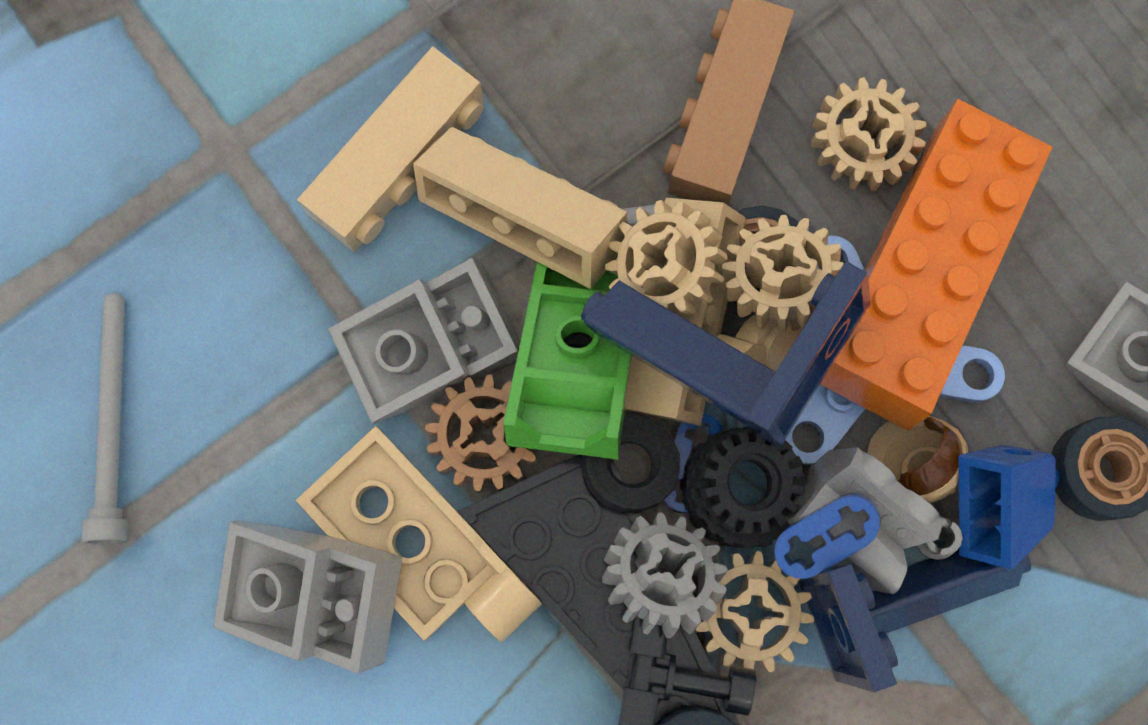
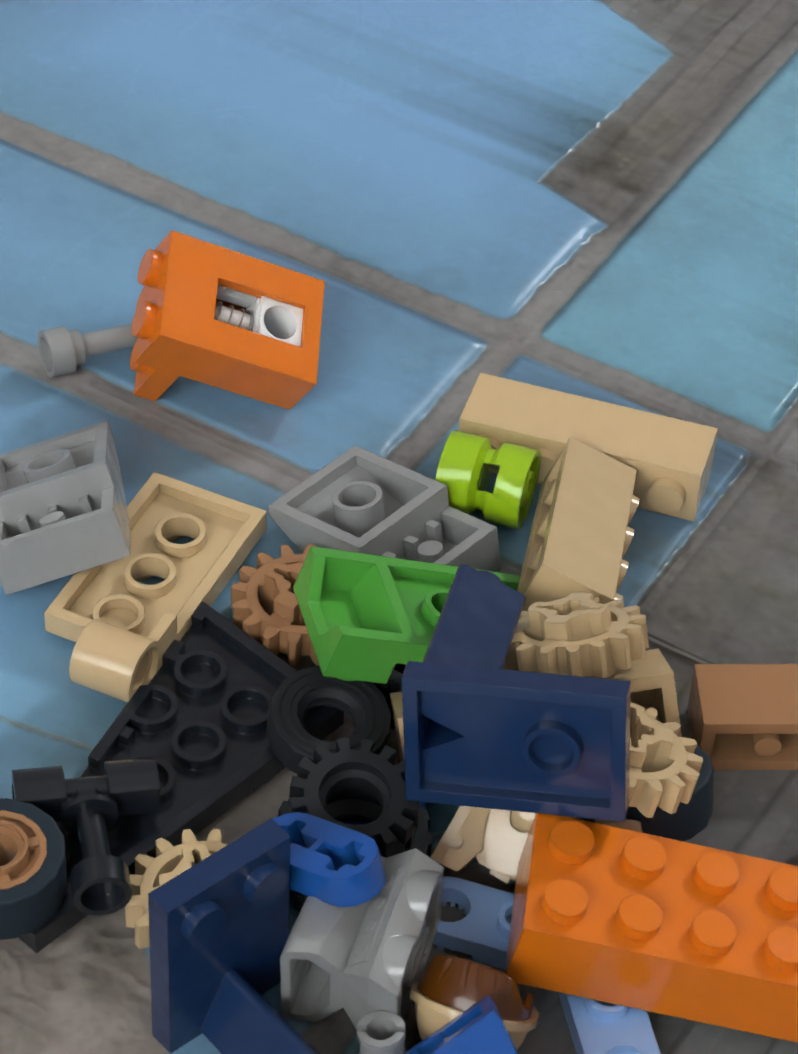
camera: 65 degrees right, 35 degrees down
(145, 421) = (225, 323): none -> orange brick
(407, 240) = (467, 469): none -> lime wheel
(661, 596) = (208, 767): light grey gear -> none

